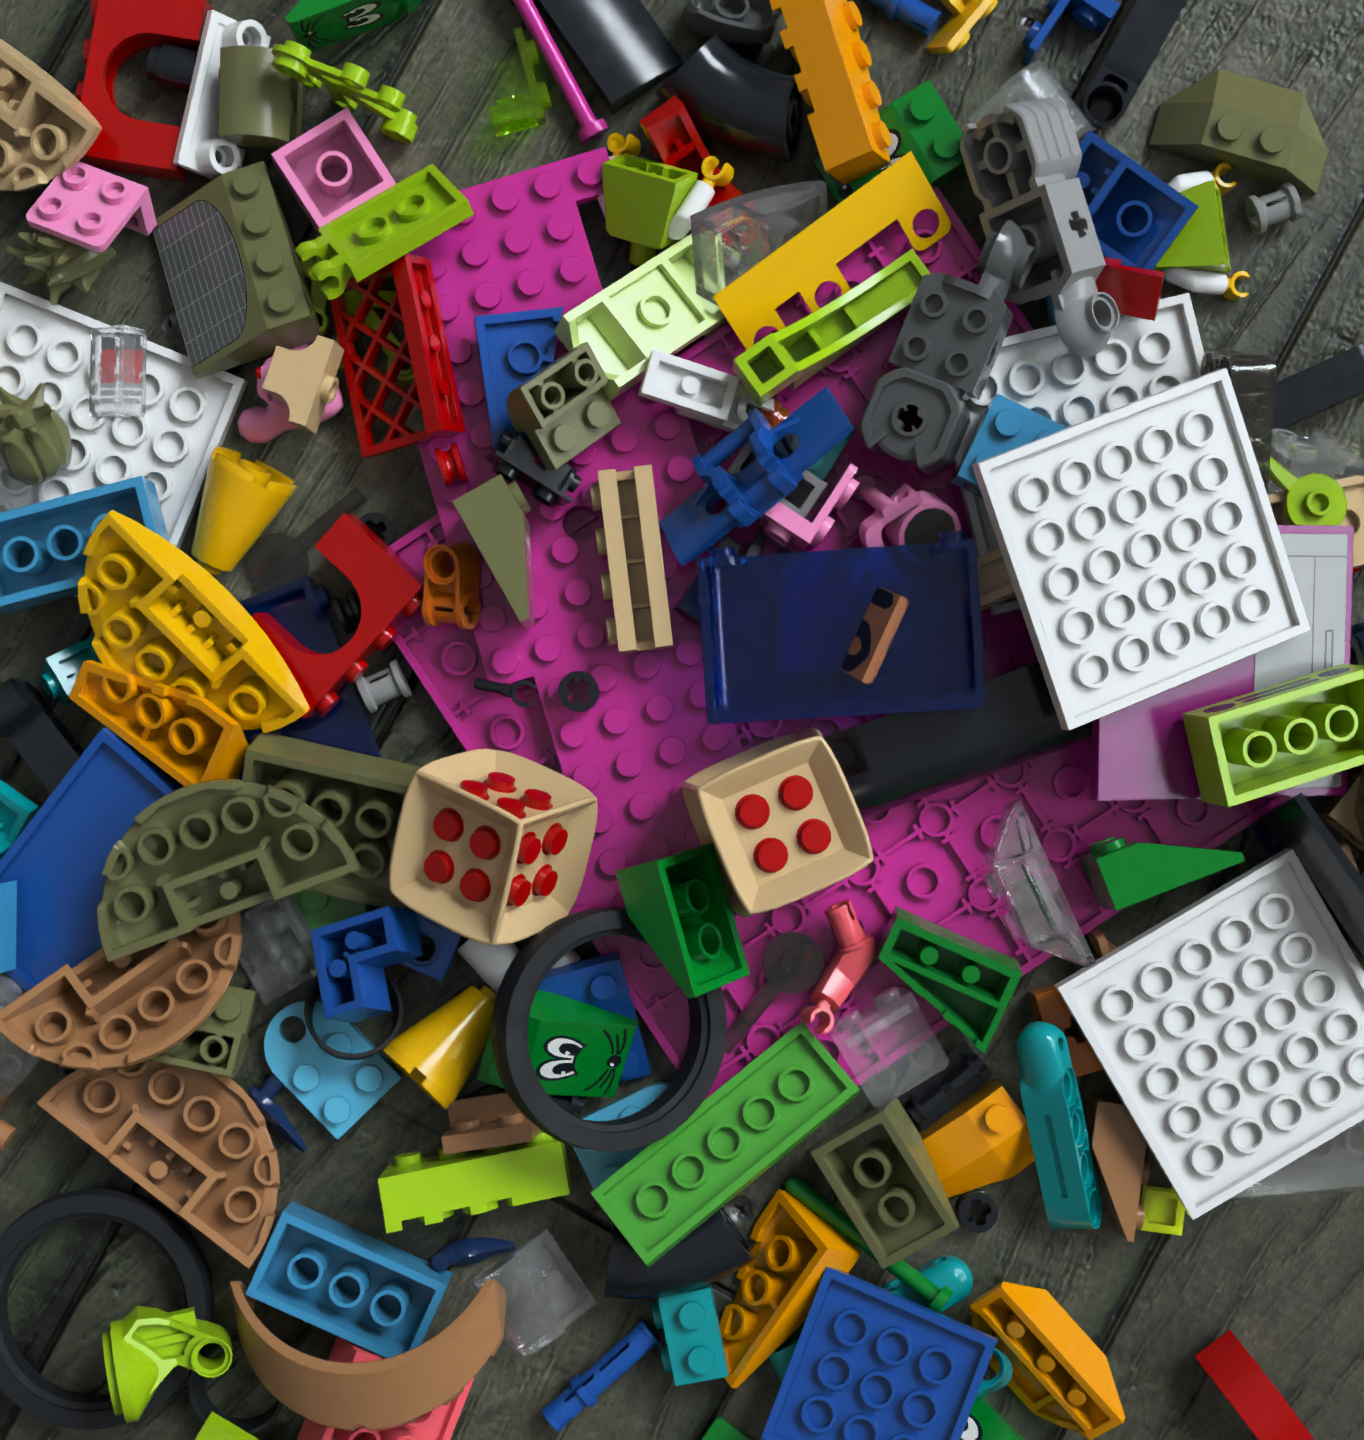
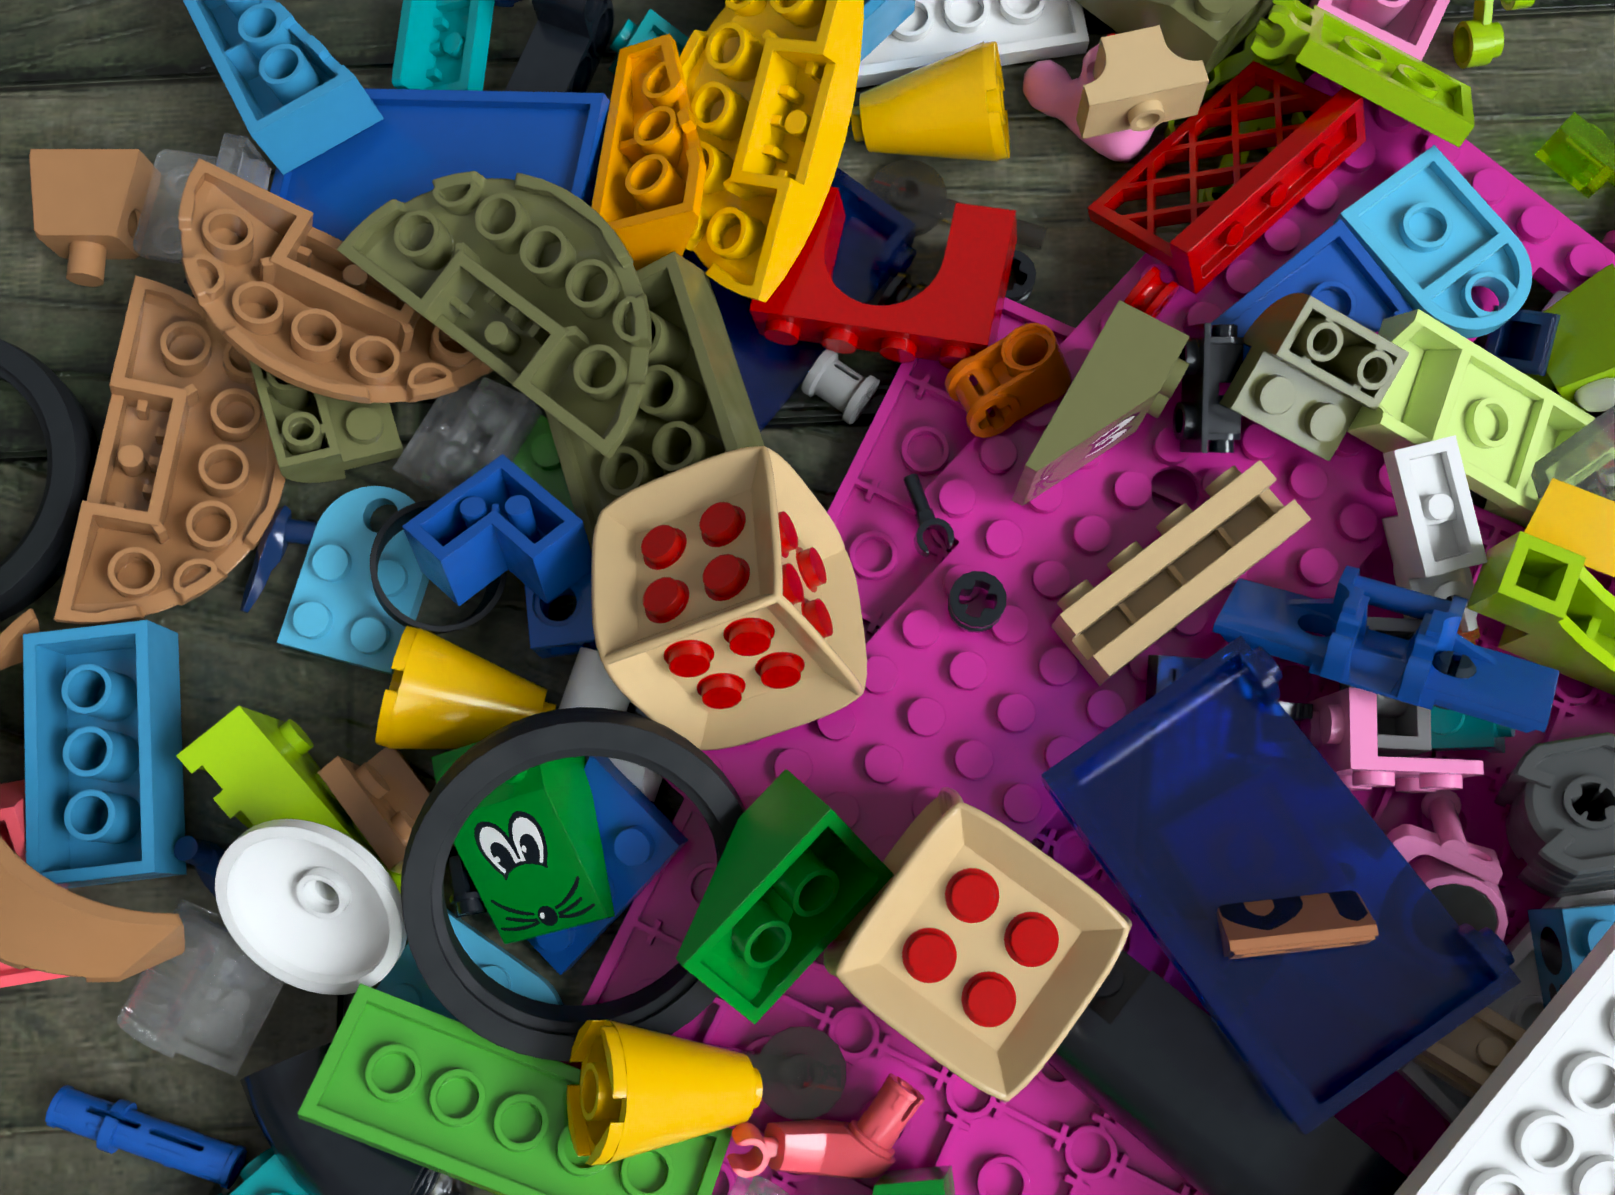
camera: 70 degrees right, 10 degrees down
(523, 265) = (1439, 242): none -> medium azure plate
(529, 1198) = (311, 906): none -> white dish
(614, 246) = (1525, 340): none -> dark blue slope
(752, 1054) = (652, 1090): none -> yellow cone

